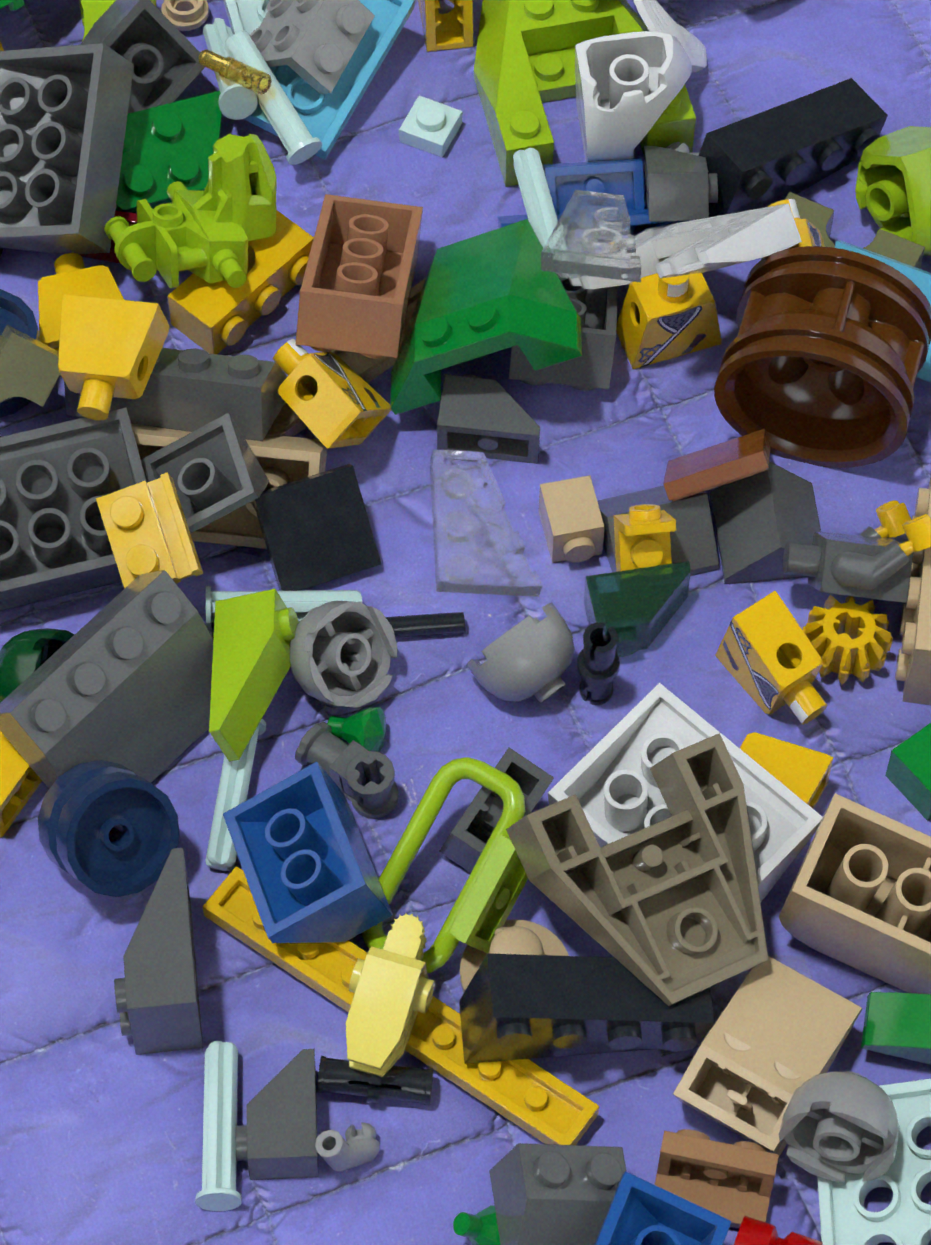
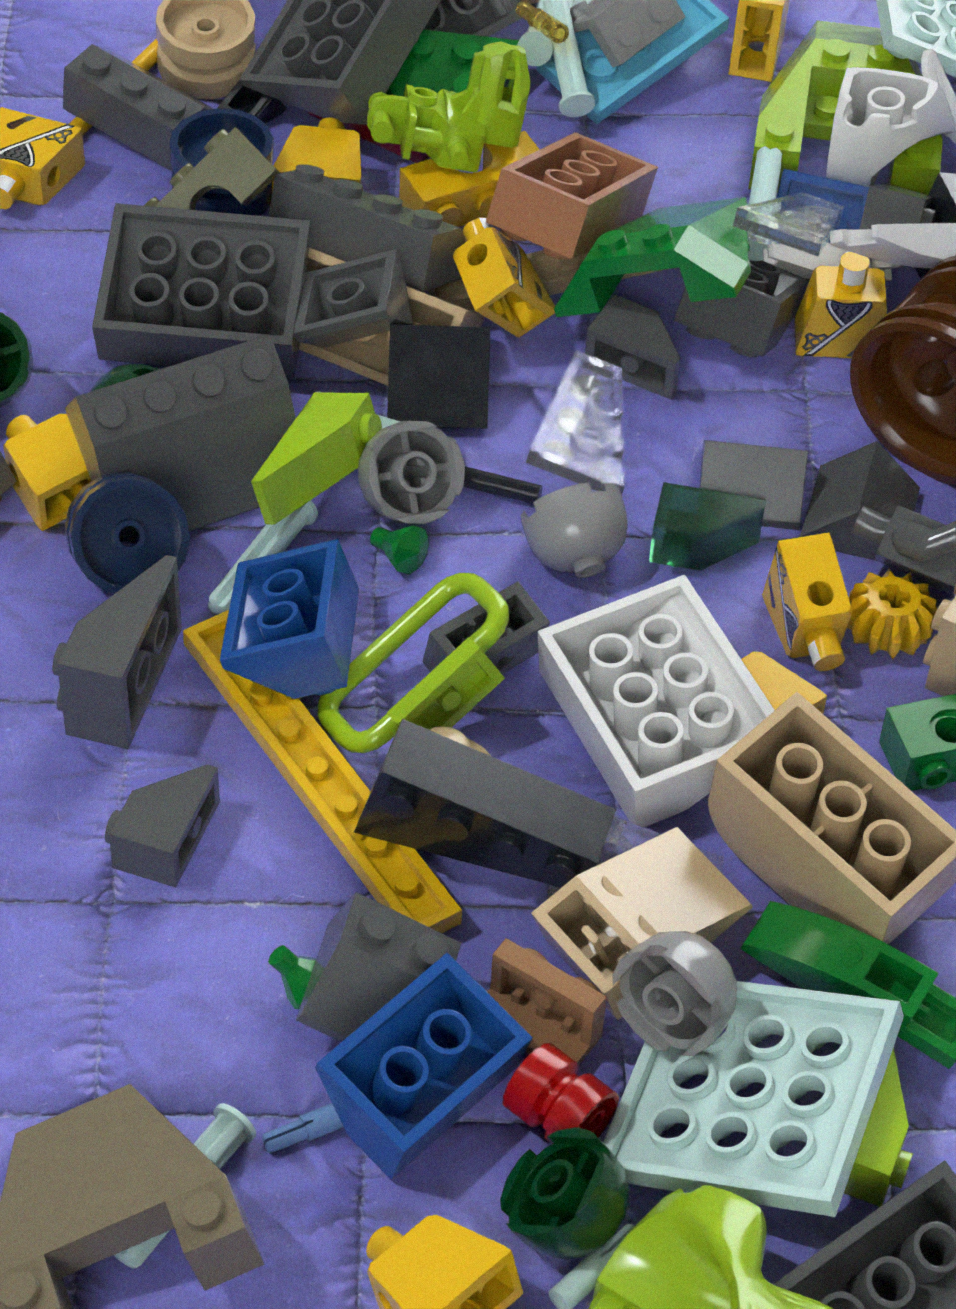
camera: 20 degrees right, 10 degrees down
(108, 349) = (314, 166): yellow torso -> none
(149, 531) = (288, 312): yellow plate -> none
(219, 1129) = (75, 860): light aqua axle -> none
(344, 1154) = (202, 870): light grey arm -> none
(360, 774) = (377, 572): dark grey connector -> none
(387, 998) = (304, 746): light yellow hinge -> none
(397, 1084) = (235, 805): black pin -> none
(430, 126) = (702, 125): light aqua plate -> none
(571, 519) = (676, 442): tan brick -> none
(598, 663) = (640, 549): black pin -> none
(643, 537) = (732, 466): yellow bracket -> none
(670, 898) = (599, 739): dark tan wedge -> none
(717, 465) = (829, 432): dark orange tile -> none

